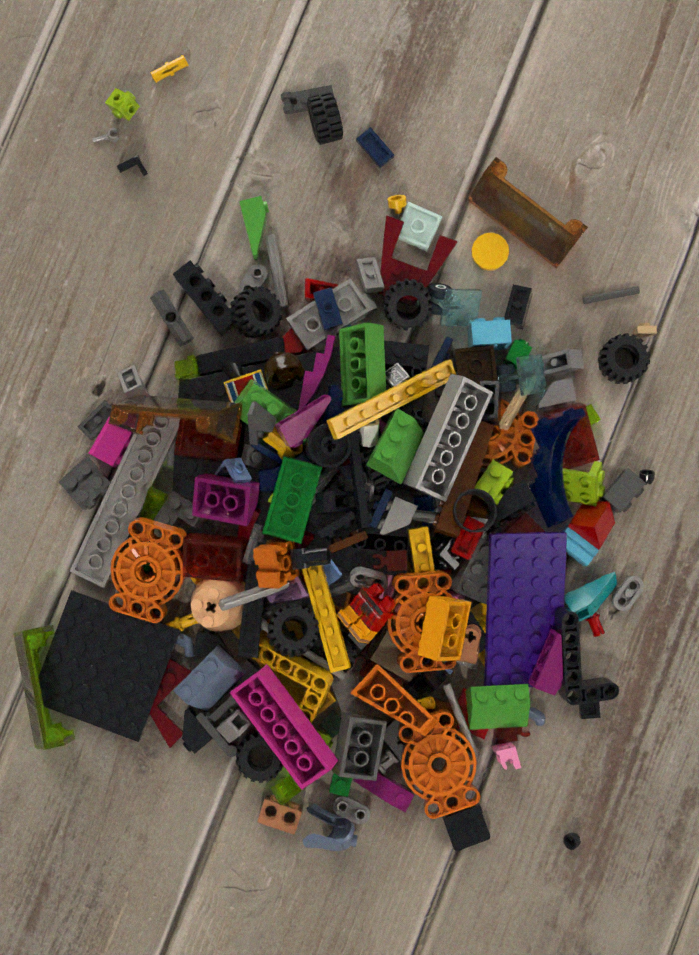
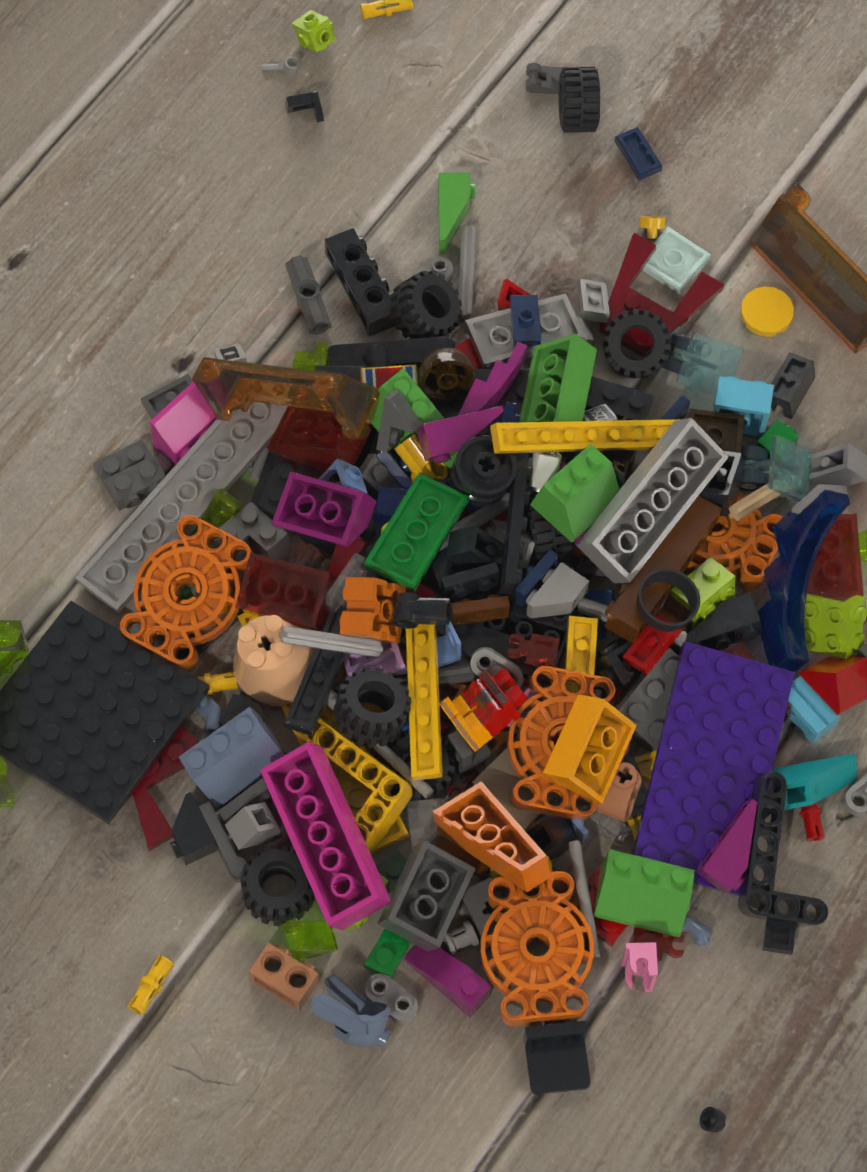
camera: 15 degrees right, 20 degrees down
(196, 840) = (150, 985): none -> yellow pin

